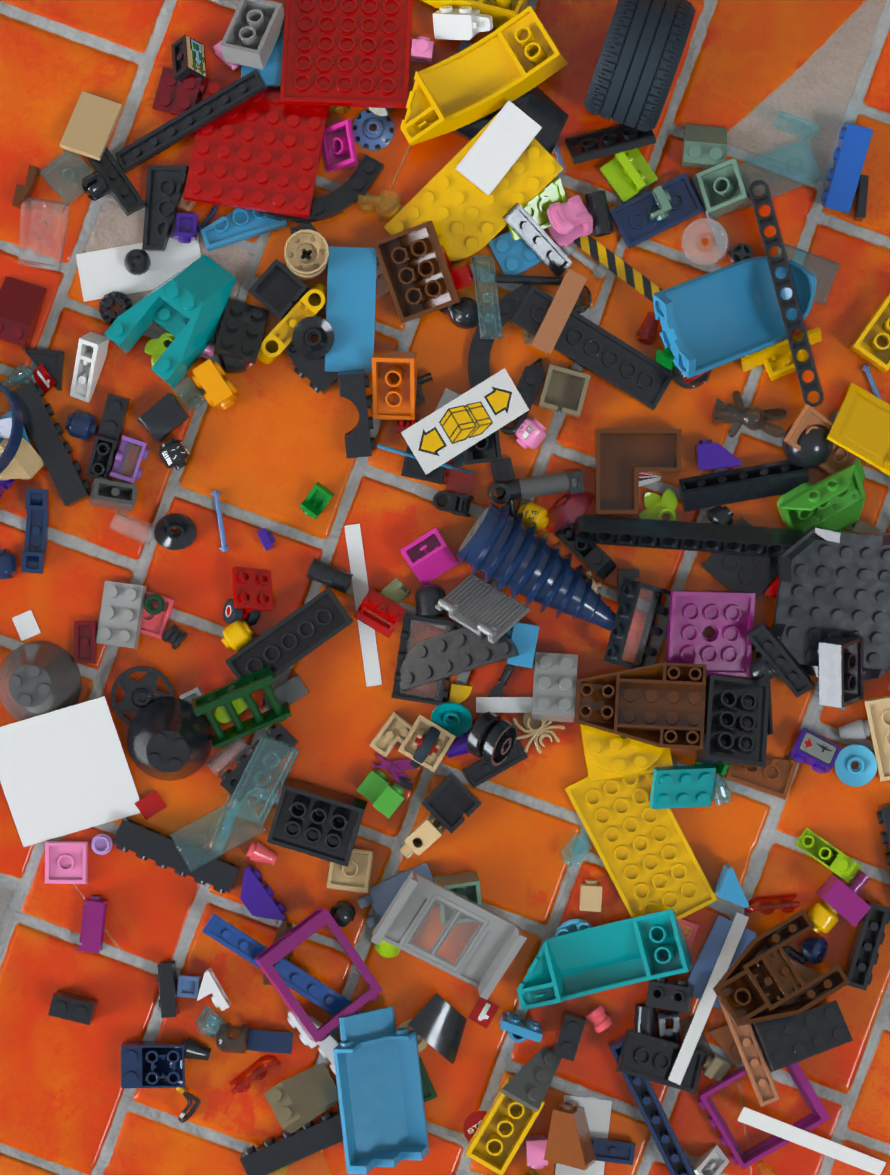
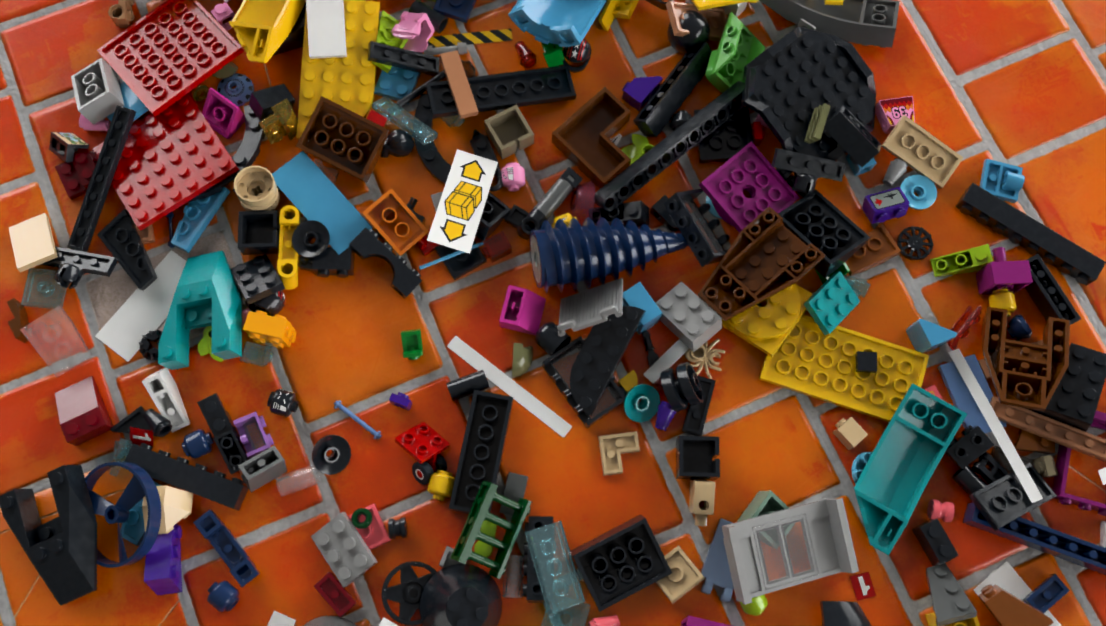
camera: 50 degrees left, 15 degrees down
(64, 380) = (158, 424): none -> black cone
(138, 269) = (148, 304): black piece -> none
(164, 417) = (253, 384): black piece -> none
(186, 227) = (159, 250): dark purple bracket -> none
(343, 913) = (701, 609): black piece -> none
(379, 613) = (525, 377): red window -> none
(382, 793) = (645, 498): bright green brick -> none
(390, 176) = (264, 99): none -> black brick
(396, 767) = (637, 472): magenta piece -> none
(426, 743) = (641, 434): tan plate -> none
(454, 503) = (508, 262): black piece -> none
(525, 1029) = (902, 567): dark azure plate -> none
(575, 850) = (808, 412): clear light blue bracket -> none
(659, 857) = (866, 361): none -> black tile
(751, 417) = (639, 49): clear smoke animal -> none
(807, 803) = (915, 243): none -> black wheel
(818, 634) = (817, 123): none -> olive tile

